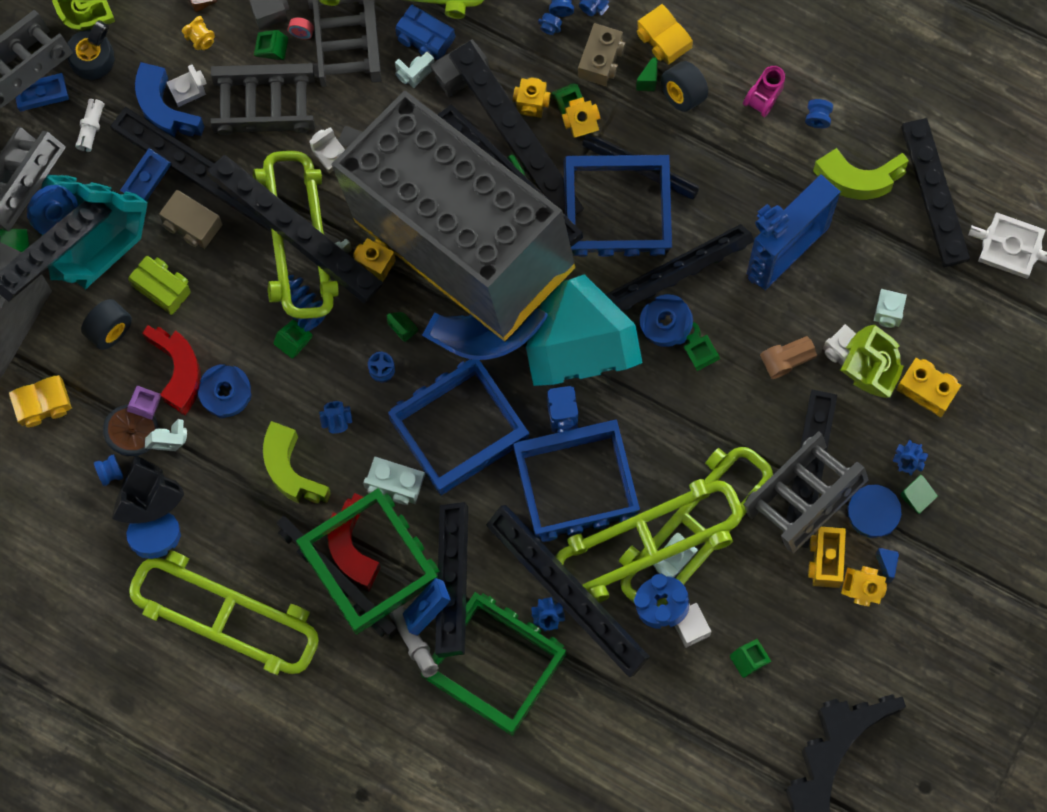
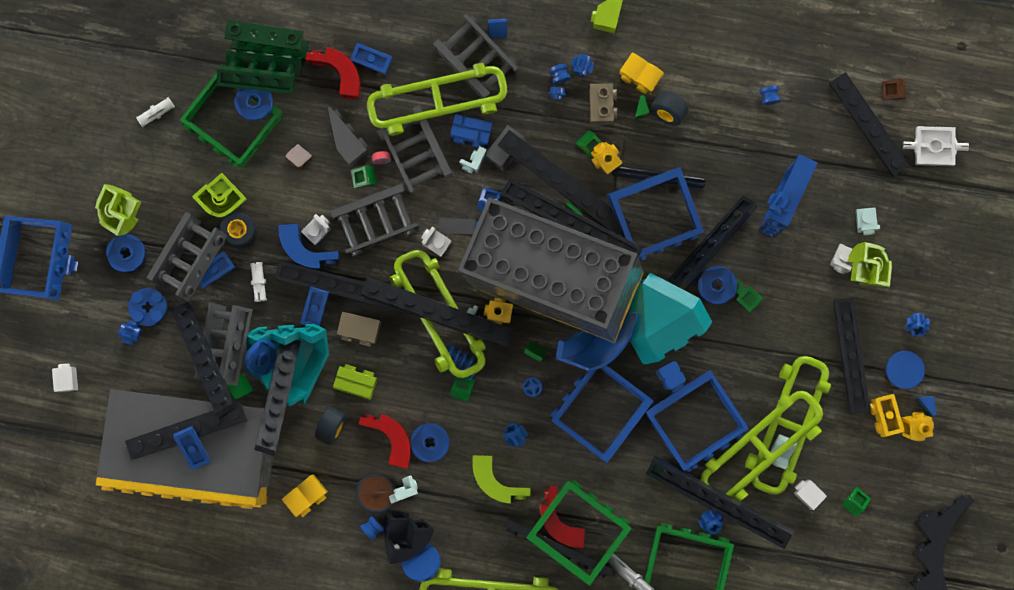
camera: 20 degrees left, 10 degrees up
(98, 33) = (241, 215): black tile -> none
(144, 402) = (377, 470): medium lavender tile -> none
(199, 34) = (310, 188): yellow brick -> none
(395, 479) = (571, 464): light aqua bracket -> none
(426, 606) = (630, 550): blue plate -> none
(453, 571) = (639, 522): black plate -> none
(531, 97) = (562, 160): yellow brick -> none
(662, 587) = (792, 497): blue plate -> none
(763, 94) = (726, 94): dark pink piece -> none
(781, 359) = (806, 284): medium nougat piece -> none
(812, 515) = (870, 393): dark grey fence -> none
(860, 183) = (807, 138): lime arch -> none
(919, 494) = (931, 347): slope -> none
(929, 386) = (913, 269): yellow brick -> none
(983, 160) = (894, 89): none -> reddish brown slope

